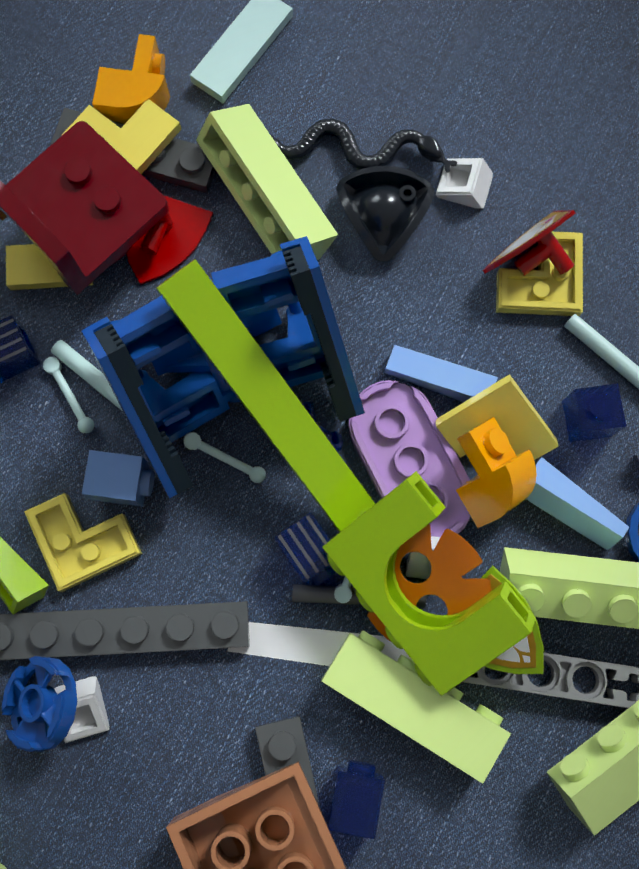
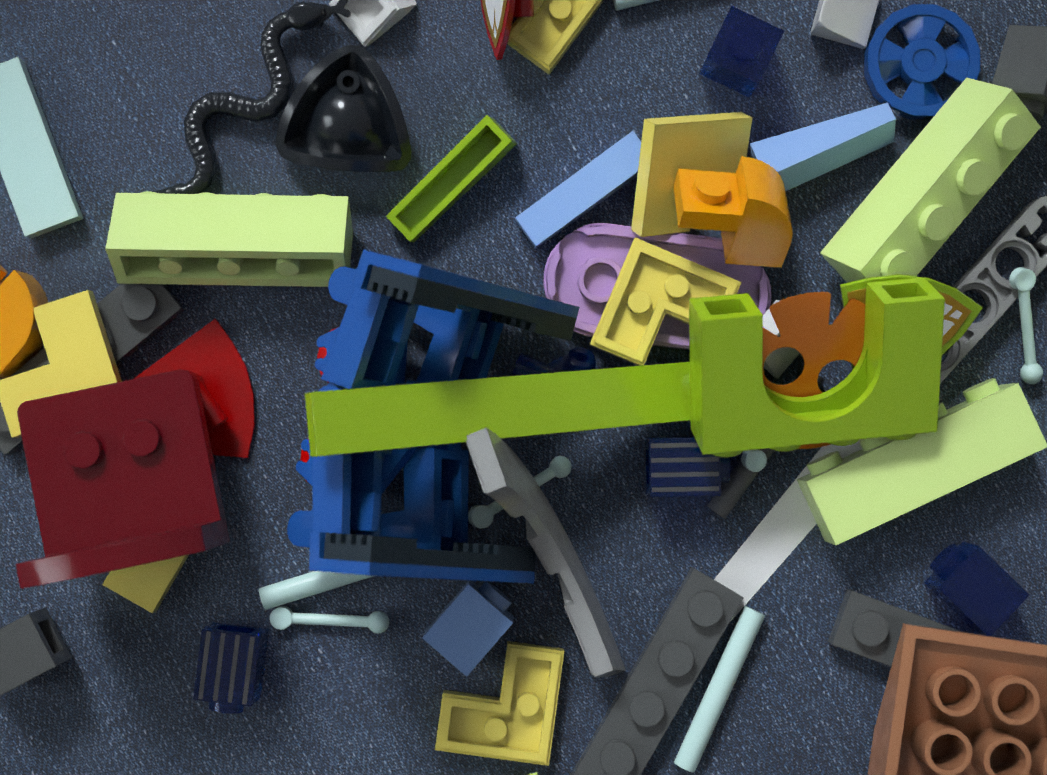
camera: 55 degrees left, 10 degrees up
(178, 672) = (719, 689): none -> light aqua bar
(221, 441) = (515, 489): none -> light grey tile
(393, 293) = (451, 178): none -> lime piece
(400, 454) = (648, 289): none -> light yellow tile
(579, 693) = (1023, 281): none -> light aqua hinge

